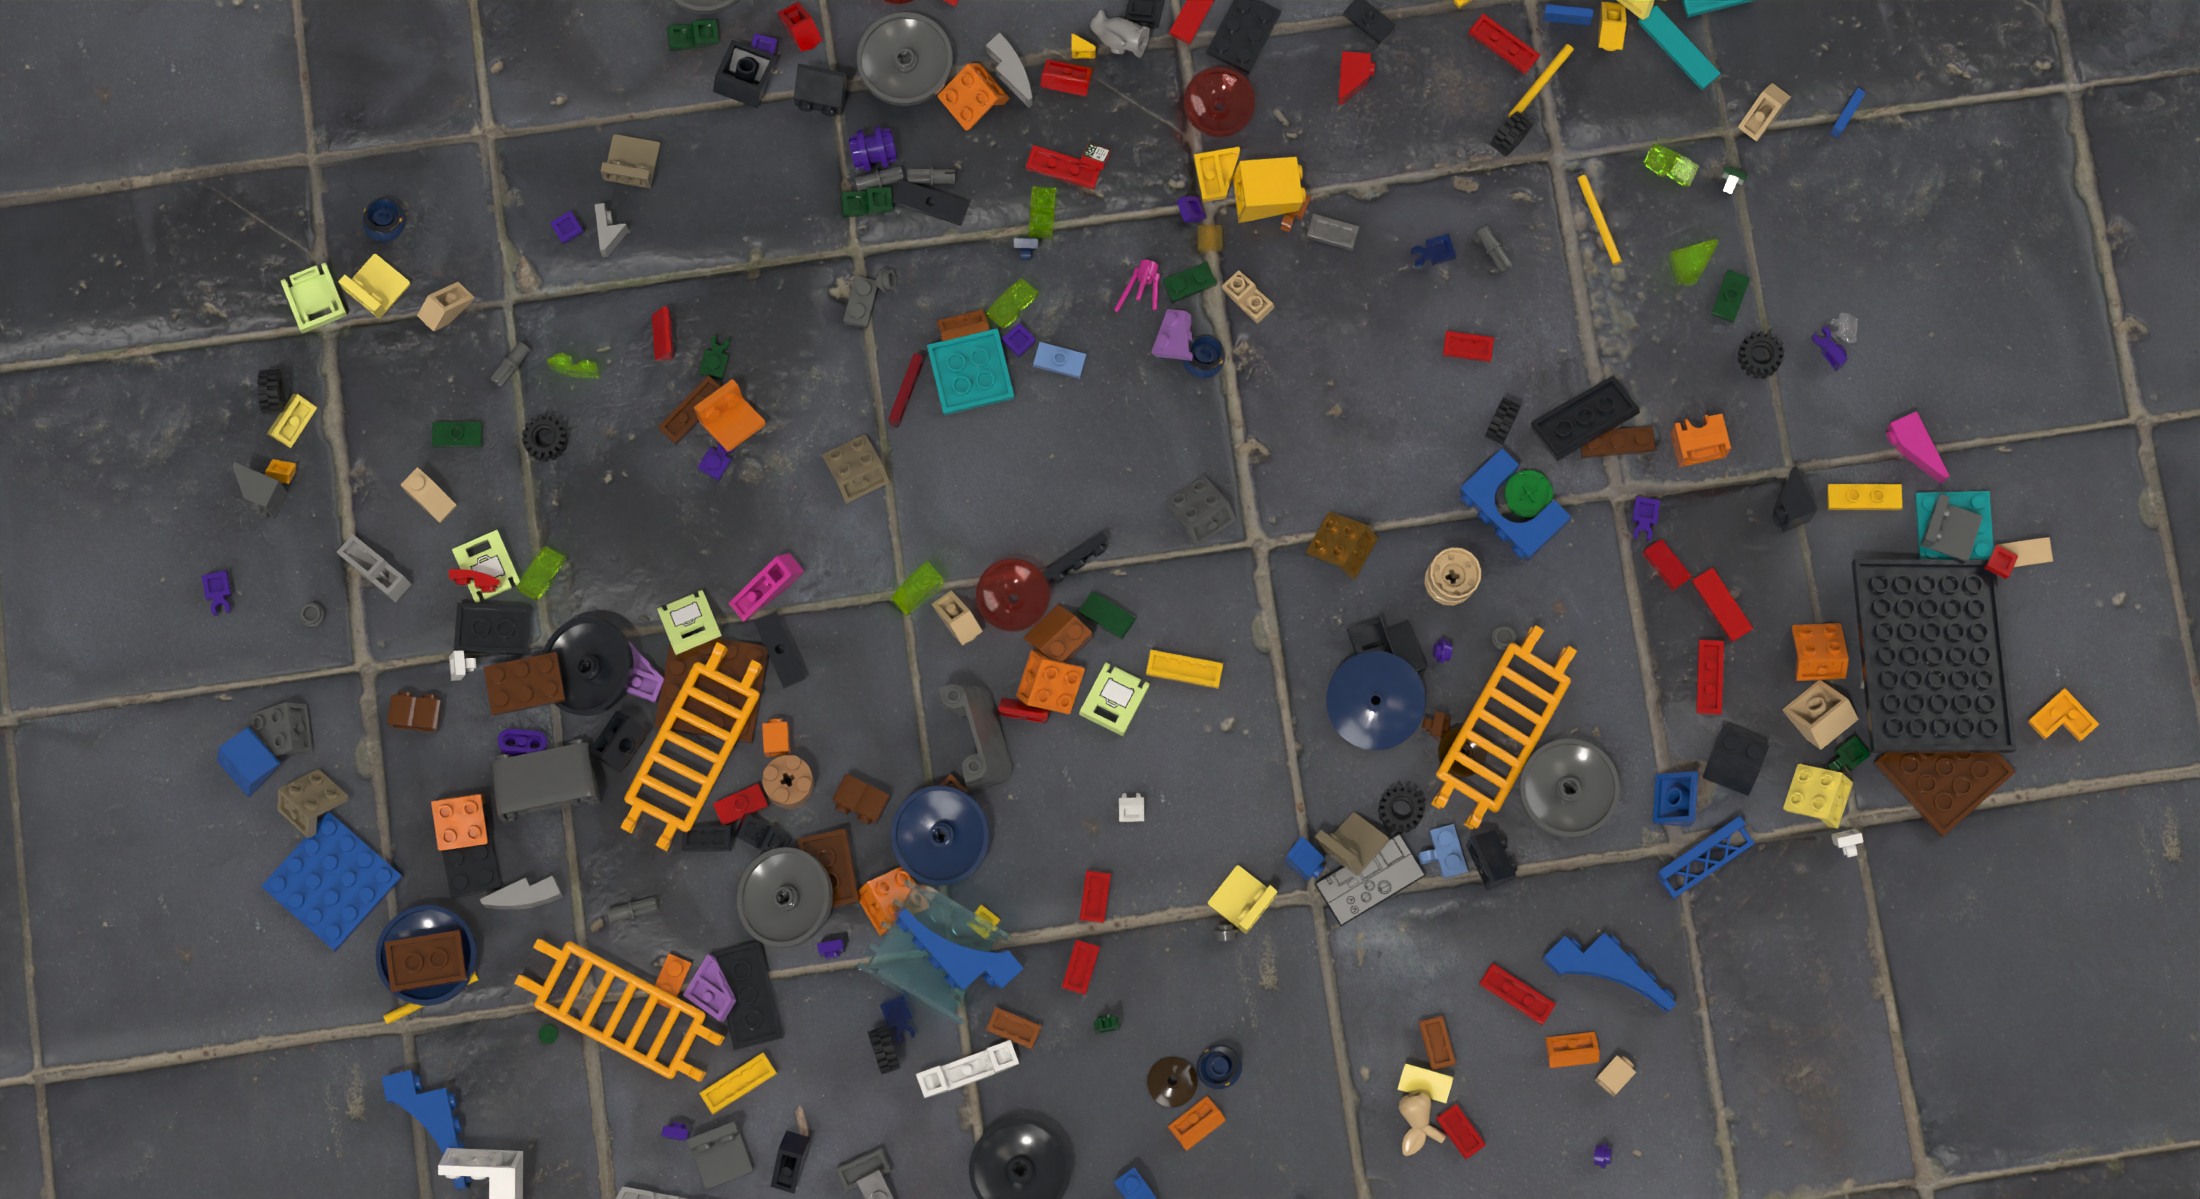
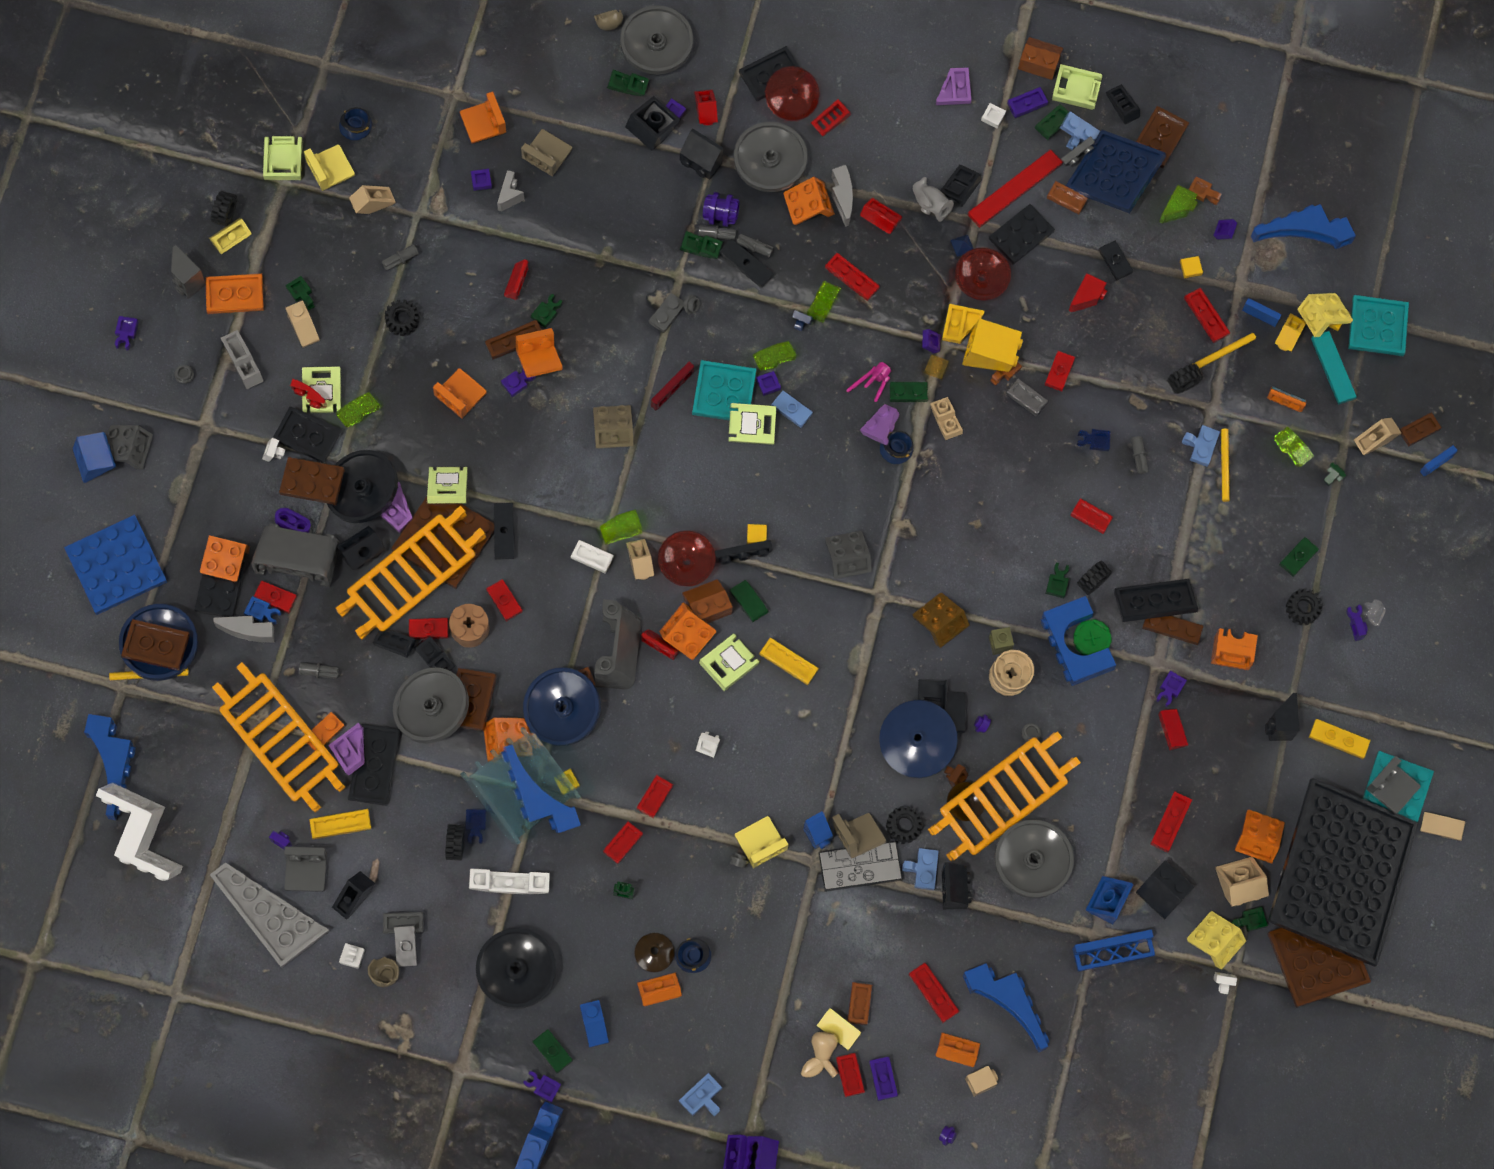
camera: 15 degrees right, 5 degrees down
(281, 470) = (207, 266): light orange plate -> none
(308, 798) = (124, 498): dark tan bracket -> none
(328, 490) = (234, 293): none -> orange tile
(407, 454) = (300, 291): none -> dark green plate
(415, 712) = (225, 470): reddish brown brick -> none
(457, 434) = (341, 291): dark green plate -> none
(529, 865) = (260, 609): none -> blue plate
(538, 152) = (484, 120): none -> orange bracket
(540, 842) = (275, 596): none -> red plate
(548, 1034) = (220, 734): dark green piece -> none
(565, 365) = (438, 273): clear neon green slope -> none
(654, 502) = (459, 393): none -> orange bracket
(766, 586) = (514, 482): dark pink slope -> none
(776, 738) = (474, 591): orange brick -> none
(816, 733) = (504, 600): none -> red plate
(831, 949) = (448, 756): dark purple plate -> none
(860, 799) = (515, 659): reddish brown brick -> none
(898, 638) = (592, 556): none -> white plate
(962, 325) = (732, 356): dark orange plate -> none
(1013, 1028) = (555, 865): dark orange plate -> none
(1018, 400) = (749, 423): none -> yellowish green container
(1081, 530) = (756, 533): none -> yellow tile
(1082, 49) = (899, 199): yellow slope -> none
(1095, 156) = (878, 277): tile -> none
(1178, 75) = (961, 245): none -> dark blue slope
(1358, 184) = (1059, 371): none -> red plate
(1424, 542) = (1001, 640): none -> olive brick
(1461, 445) = (1058, 583): none -> dark green plate
(1500, 1120) = (883, 1078): none -> dark purple plate
(1564, 205) = (1203, 444): none -> medium blue plate
(1639, 109) = (1286, 399): none -> orange slope
(1690, 262) = (1280, 520): clear neon green slope -> none
(1722, 605) = (1201, 774): red tile -> none
(1810, 83) = (1420, 429): none -> reddish brown plate
(1915, 444) = (1392, 715): dark pink slope -> none
(2001, 562) = (1421, 824): red plate -> none
(2063, 710) = (1424, 952): light orange plate -> none

